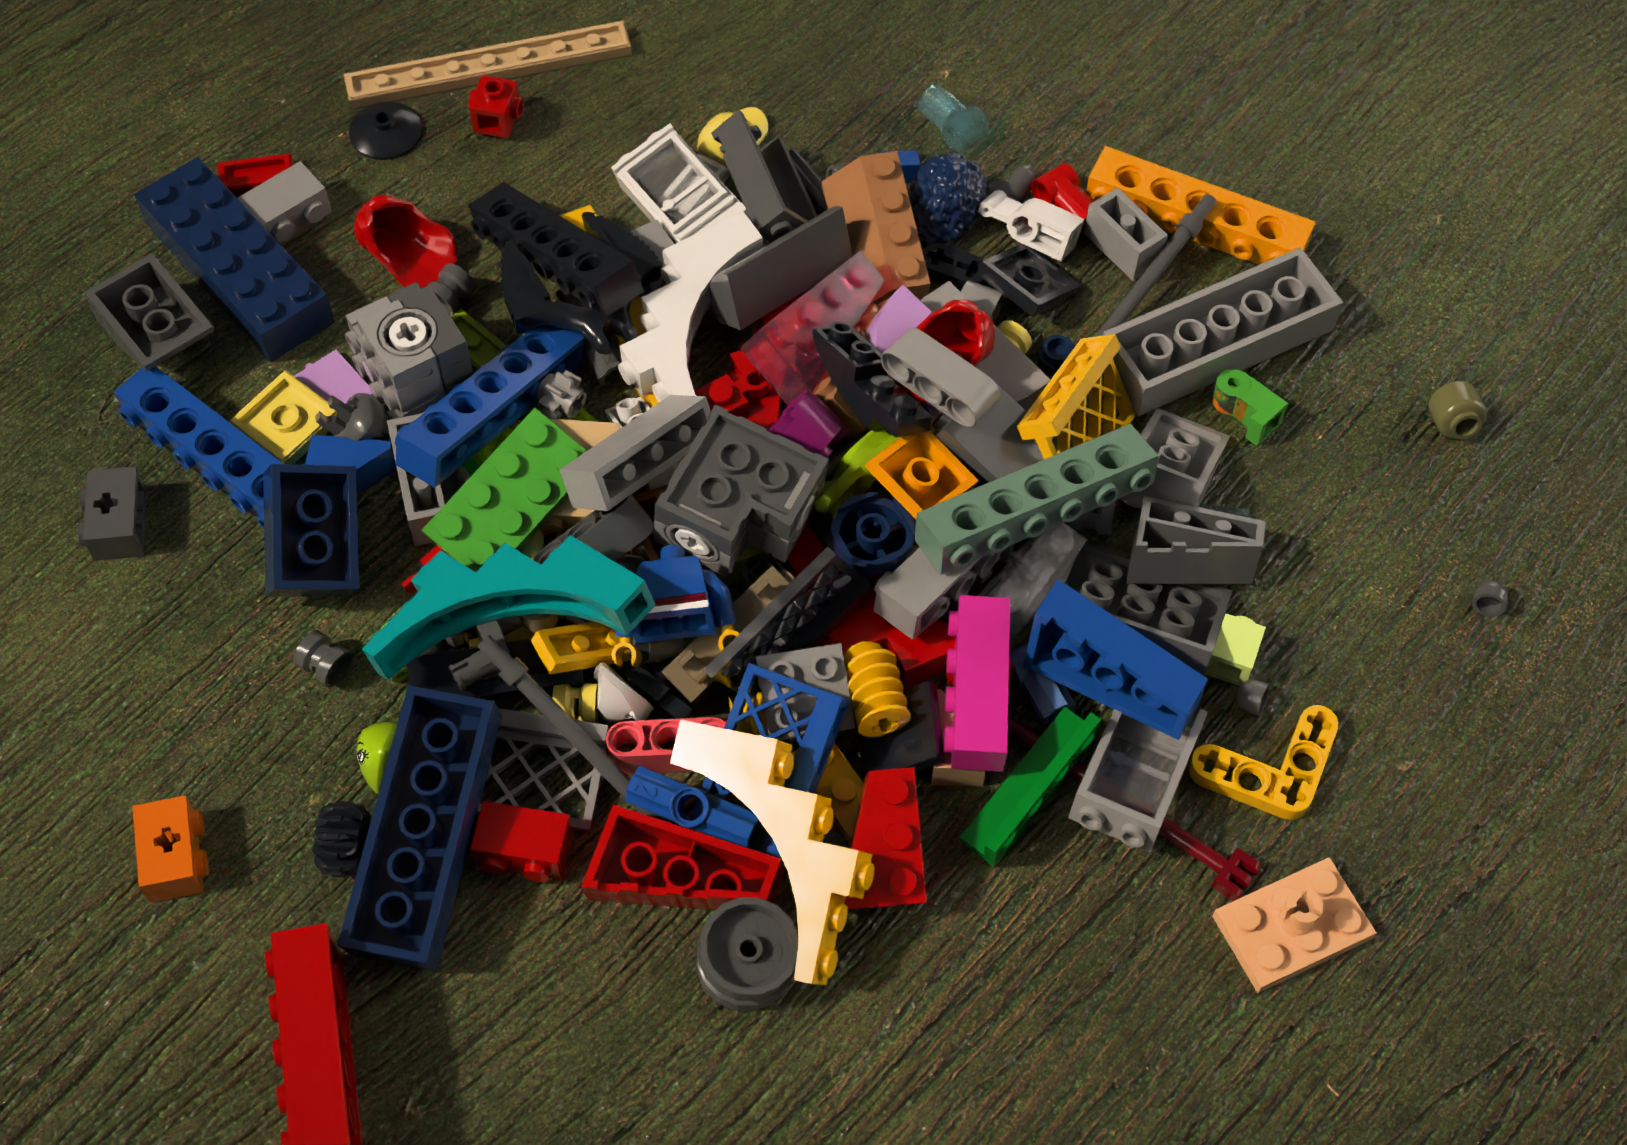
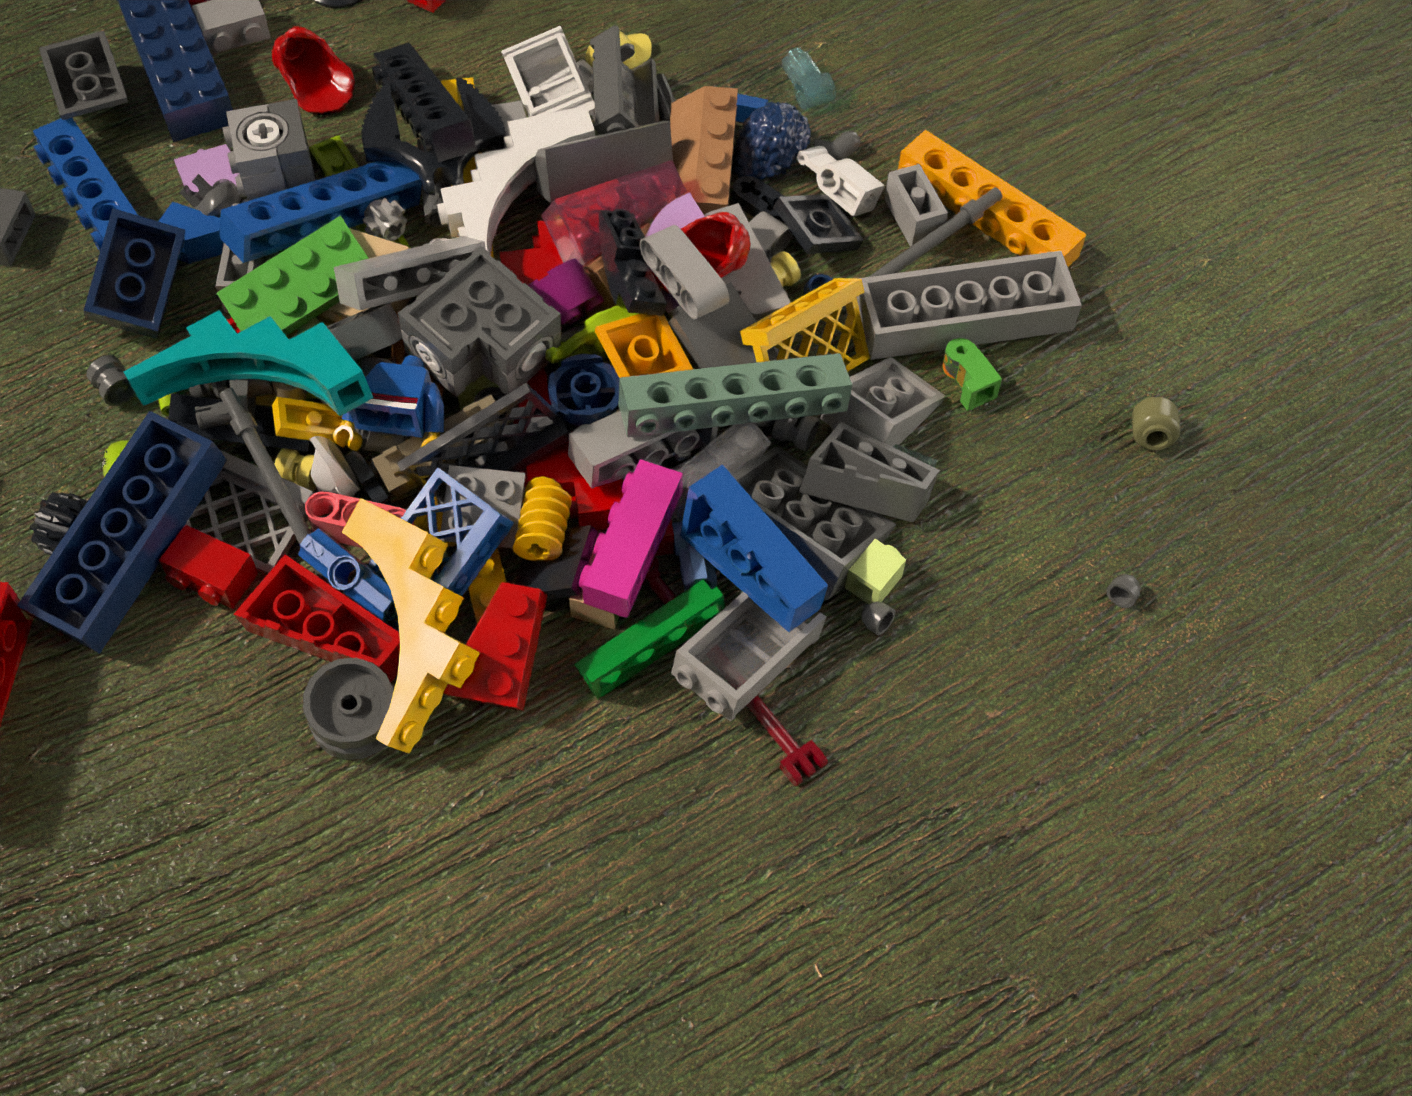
camera: 15 degrees right, 0 degrees up
(283, 418) = (158, 184): light yellow plate -> none
(452, 287) = (333, 118): dark grey wheel -> none
(734, 395) = (519, 254): red plate -> none
(1064, 190) = (876, 158): red piece -> none
(1274, 782) = (869, 694): yellow beam -> none
(1293, 924) = (837, 819): light nougat plate -> none

